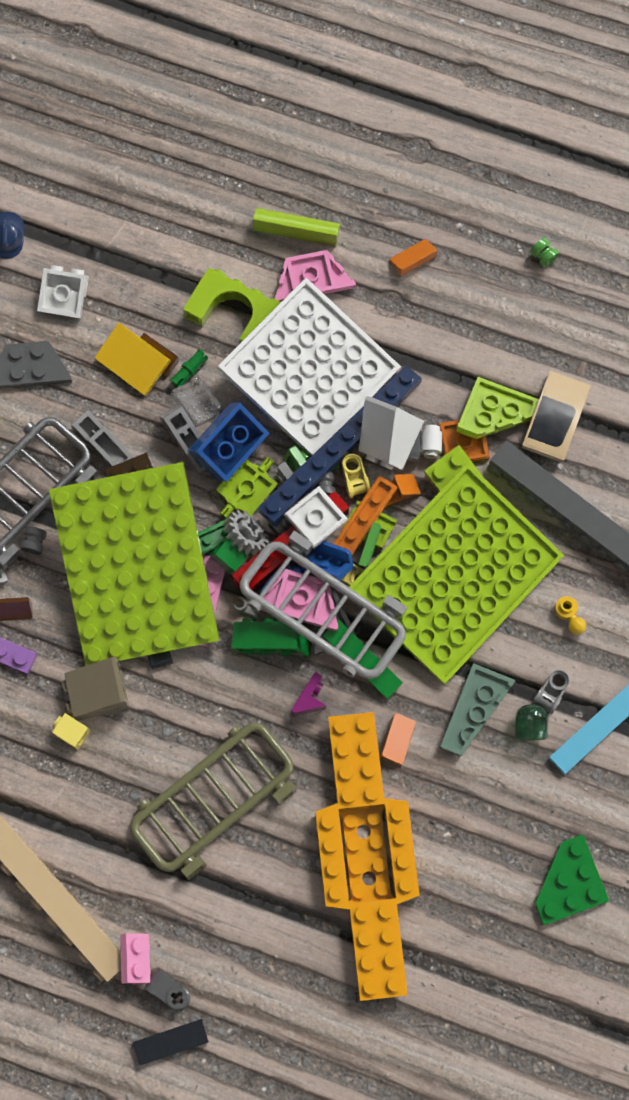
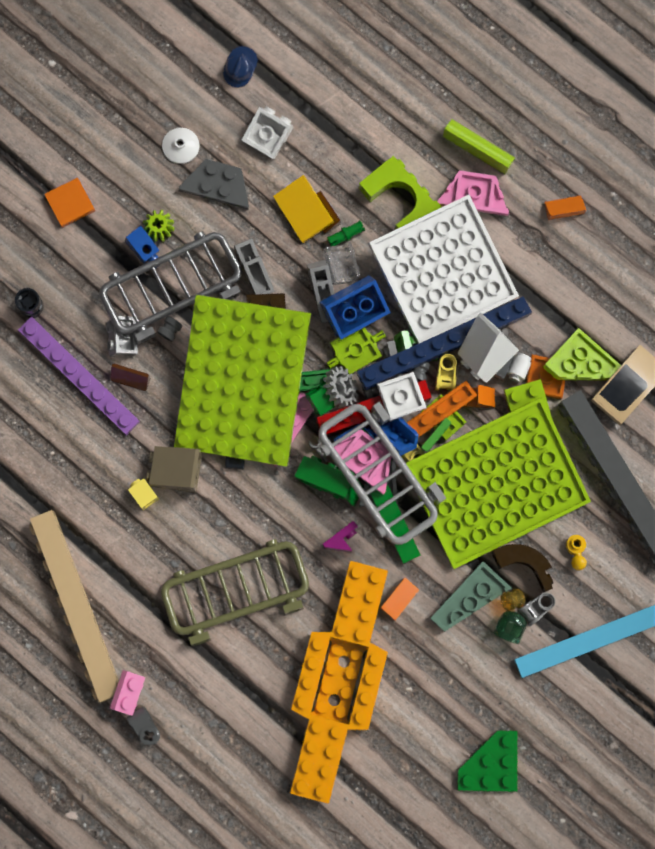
camera: 15 degrees right, 5 degrees up
(170, 1042) = (131, 767): black tile -> none
(521, 692) = (512, 599): none -> clear yellow wheel
(522, 640) = (527, 556): none -> dark brown arch

